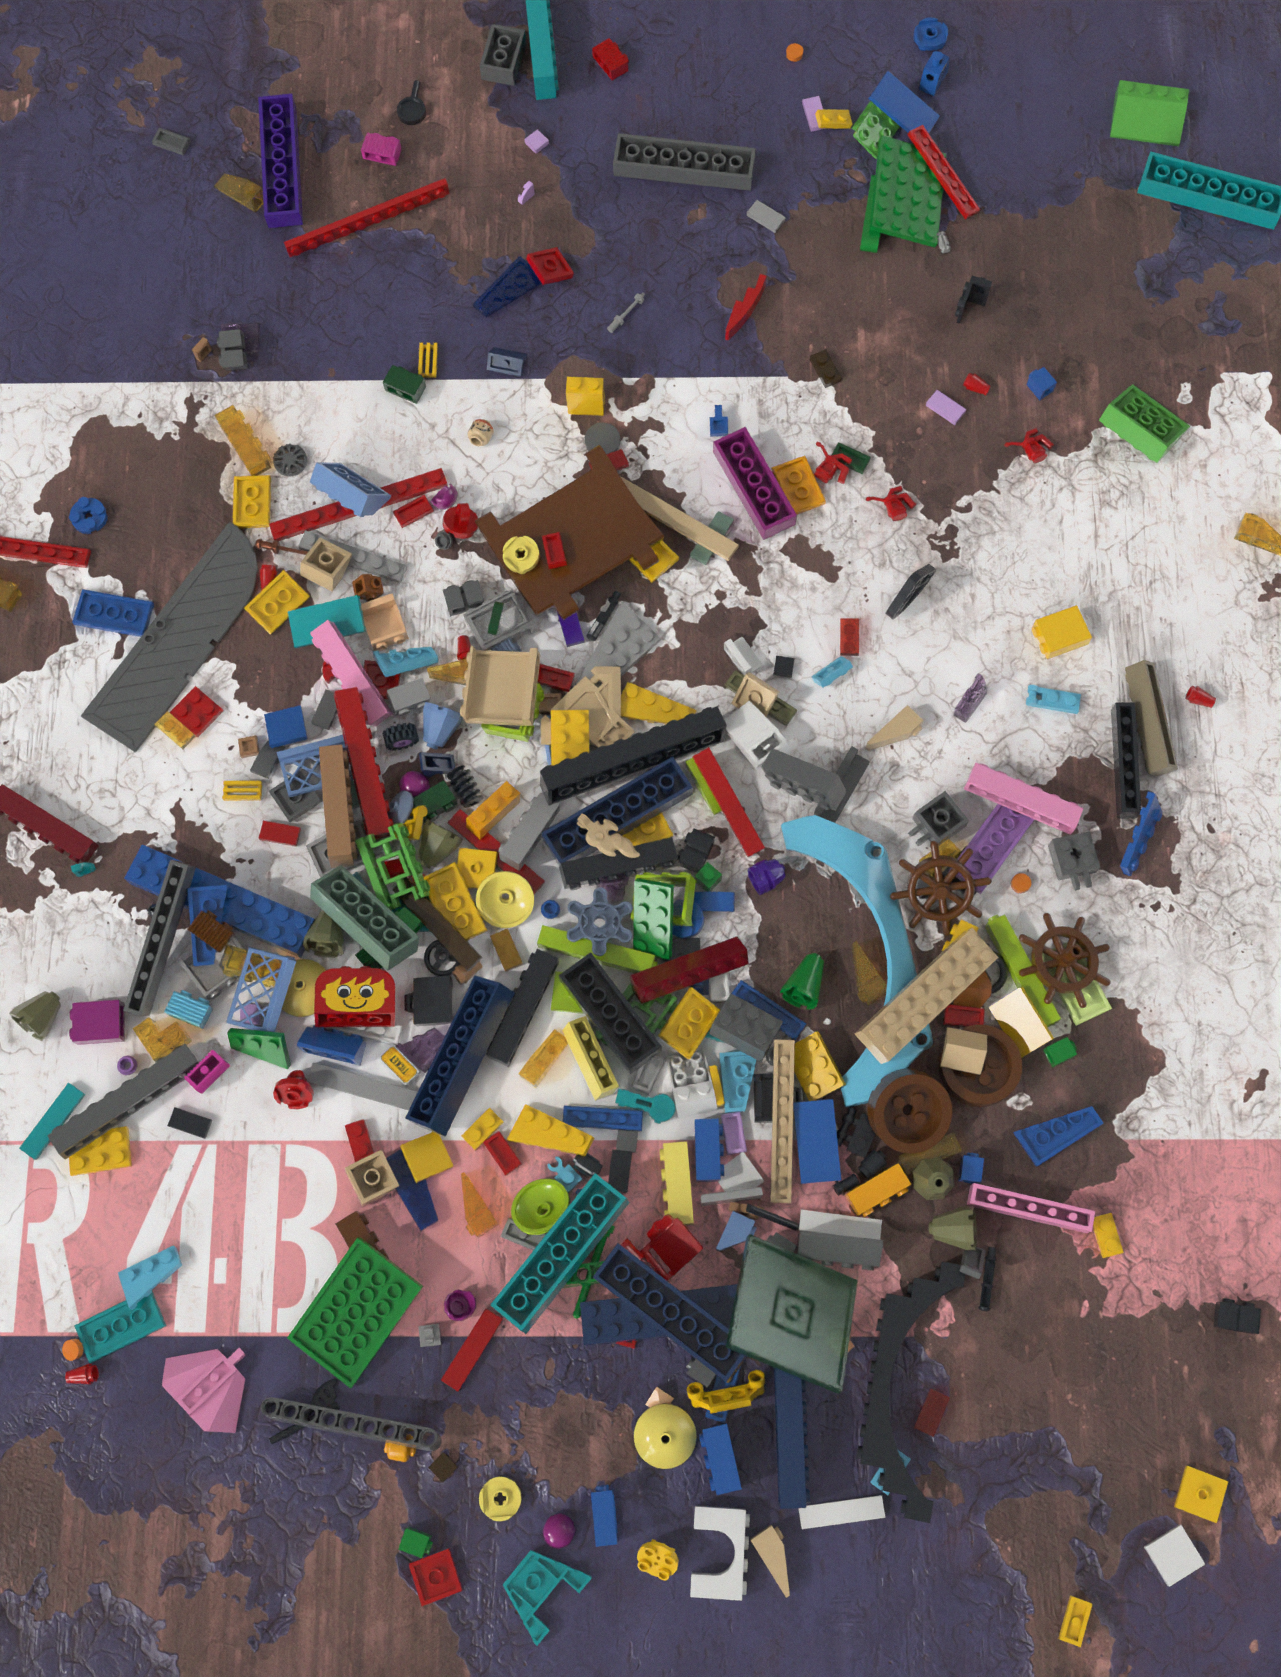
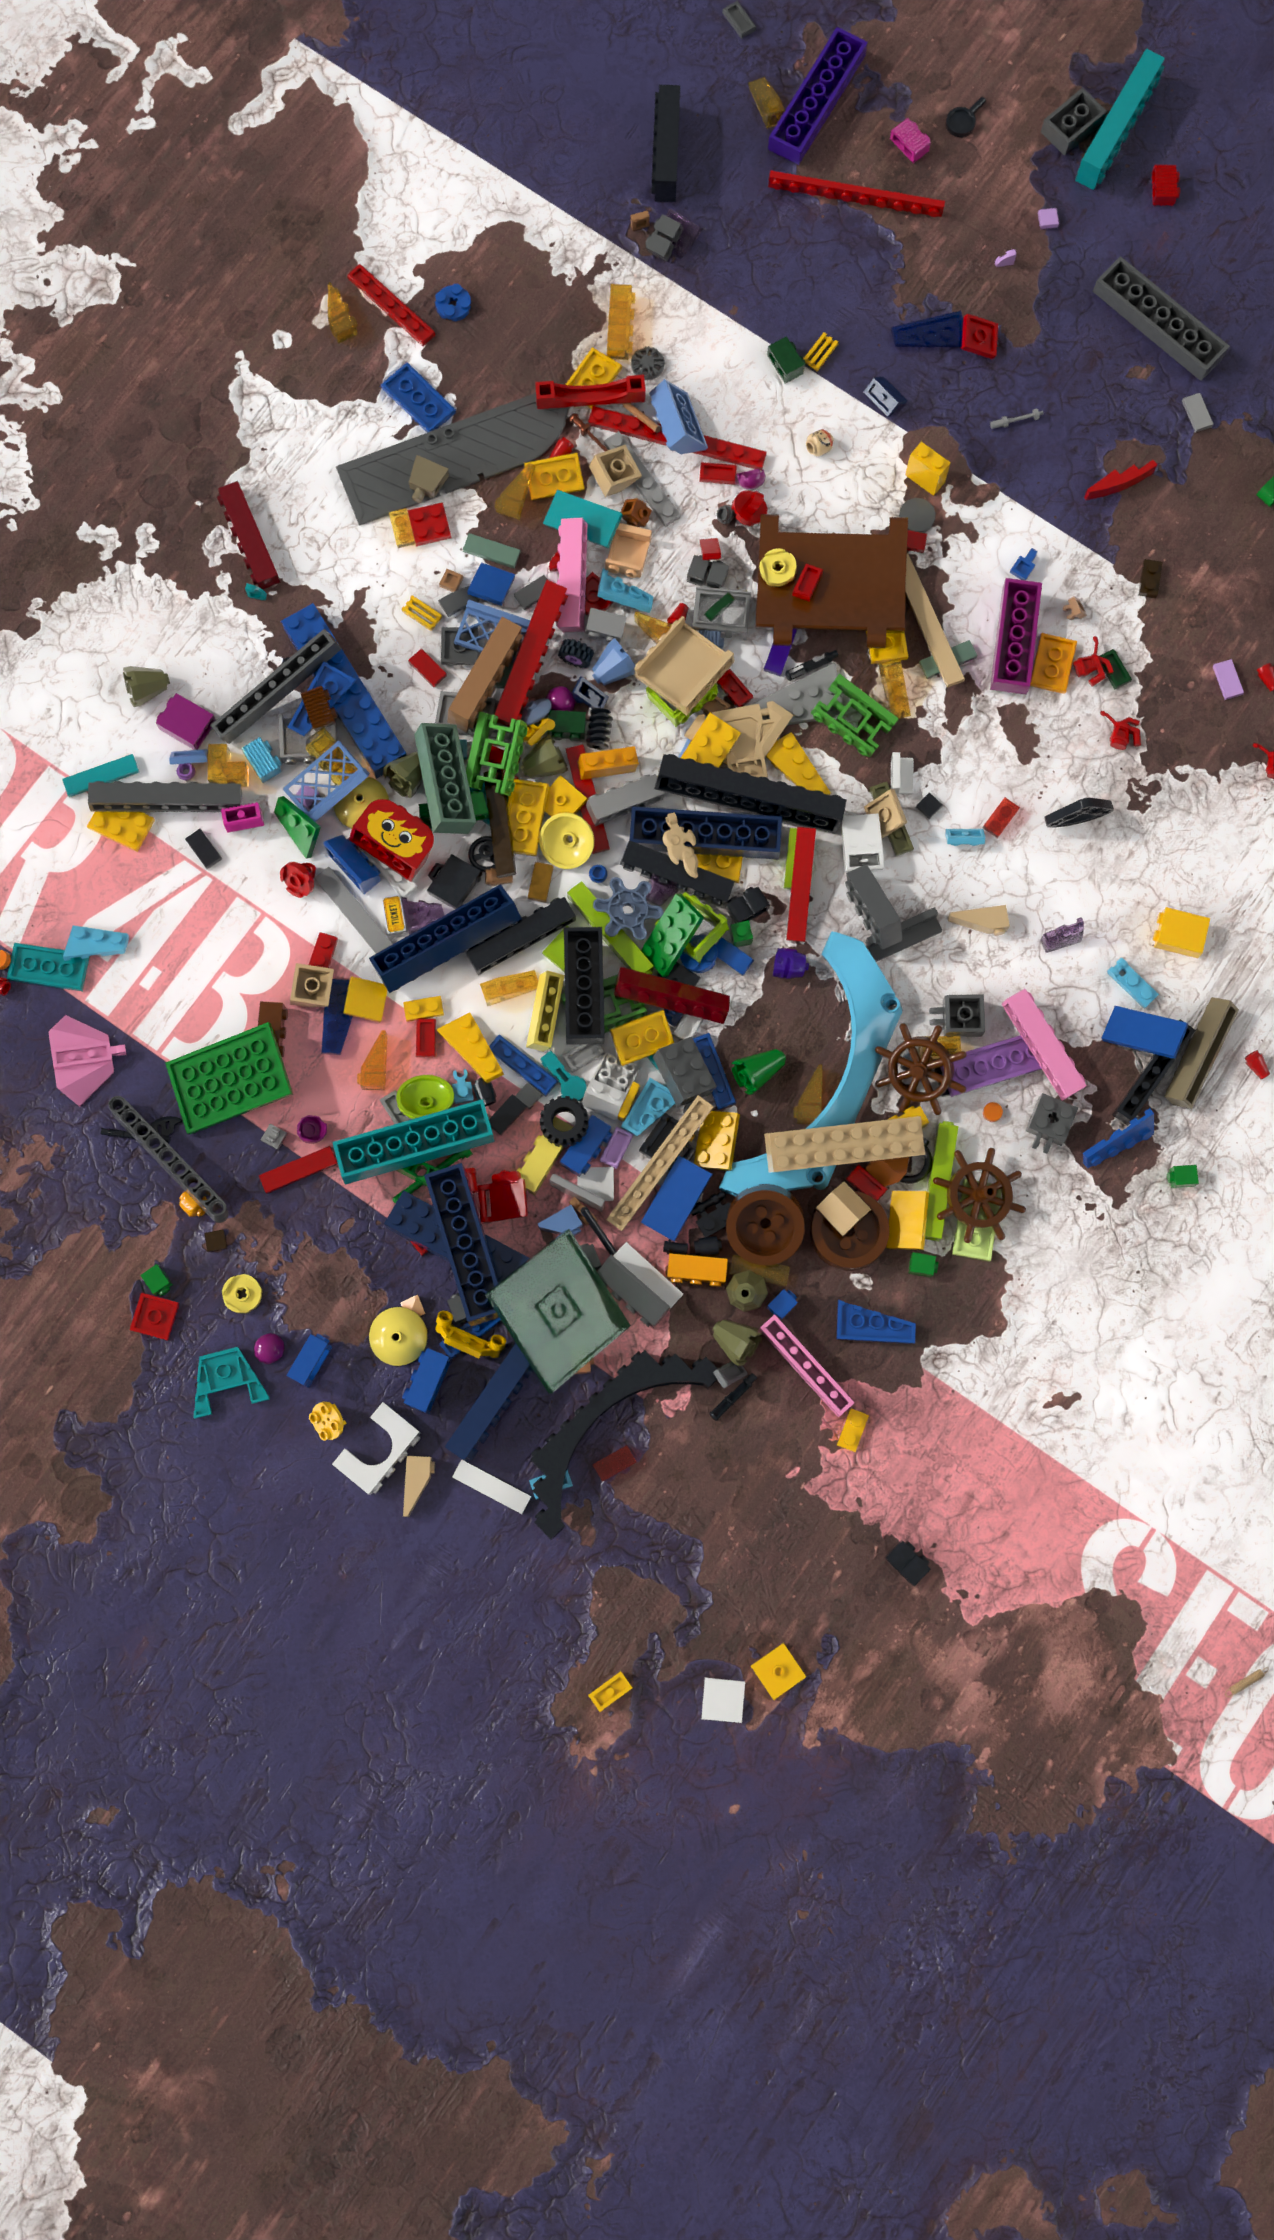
camera: 30 degrees right, 5 degrees up
(121, 1050) = (188, 756): none -> medium blue tile
(168, 674) = (426, 478): none -> dark tan torso
(181, 274) = (665, 143): none -> black brick
(231, 535) = (618, 392): none -> red arch
(254, 639) = (514, 496): none -> clear yellow slope
(266, 698) = (491, 550): none -> sand green tile
(317, 505) = (641, 416): none -> medium nougat bar
(452, 576) = (710, 549): none -> red tile
(670, 620) = (861, 703): none -> bright green fence
(681, 1125) = (564, 1105): none -> black tyre
(686, 589) = (894, 687): none -> clear yellow slope
(785, 429) = (1076, 607): none -> medium nougat tile
(1095, 732) = (1144, 1032): none -> blue tile
(1212, 829) = (1183, 1176): none -> green brick

